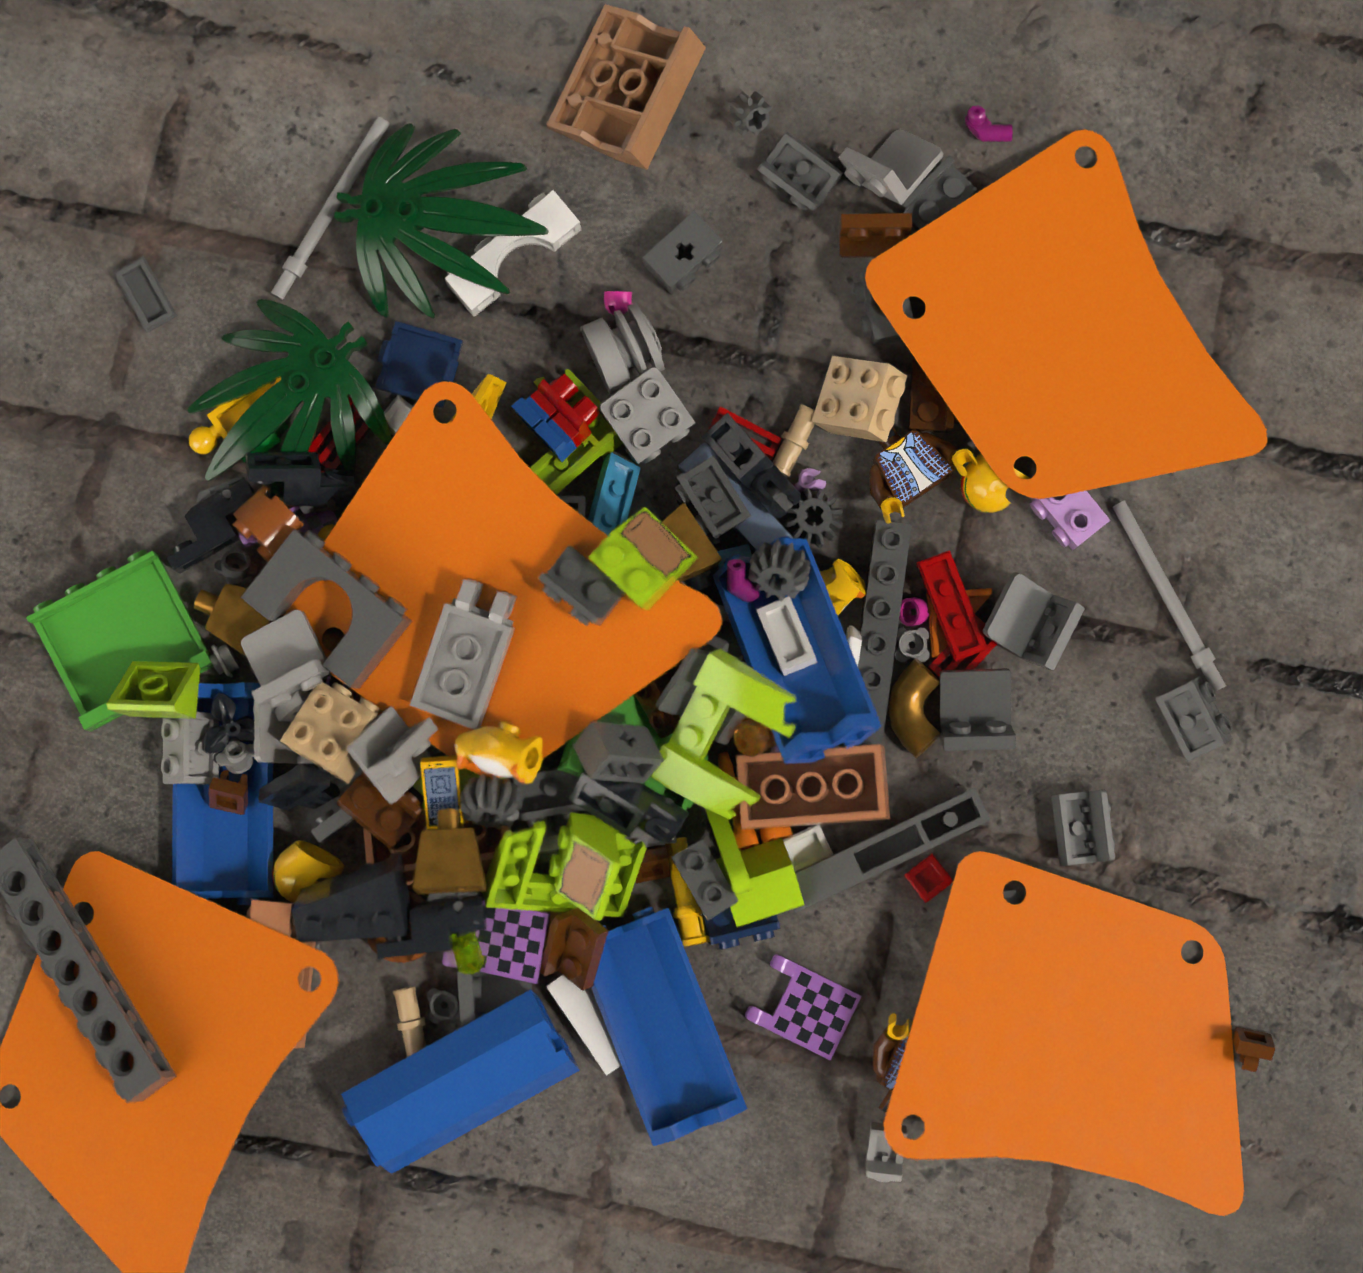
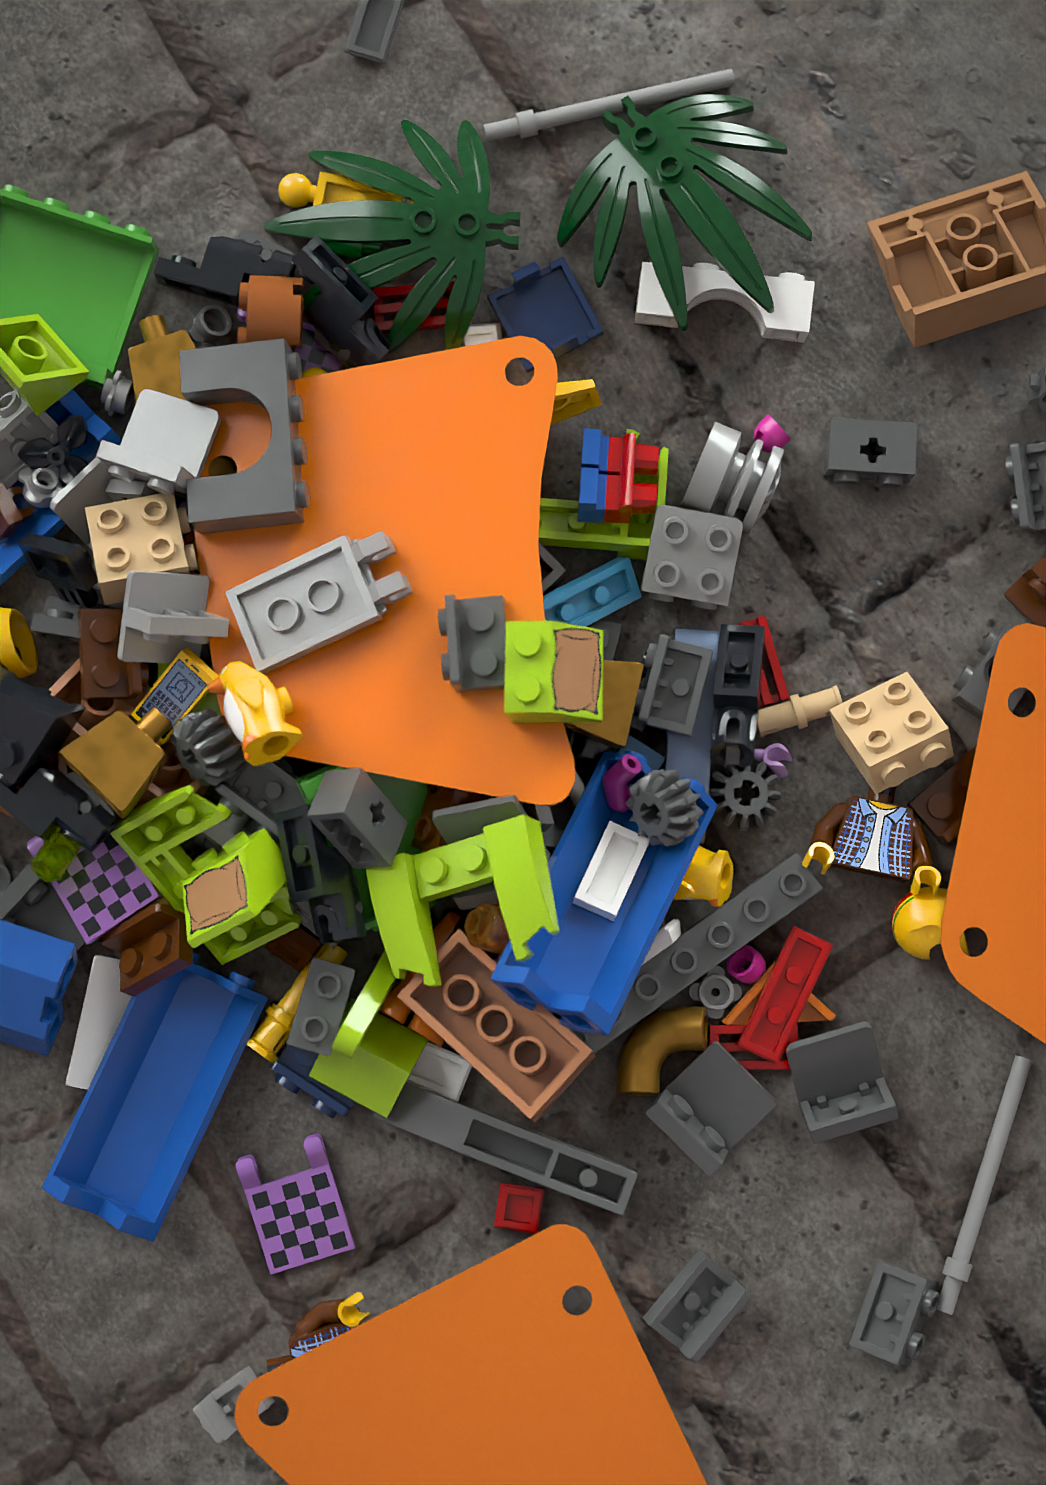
camera: 45 degrees right, 0 degrees up
(1072, 516) = (971, 1027): lavender brick -> none

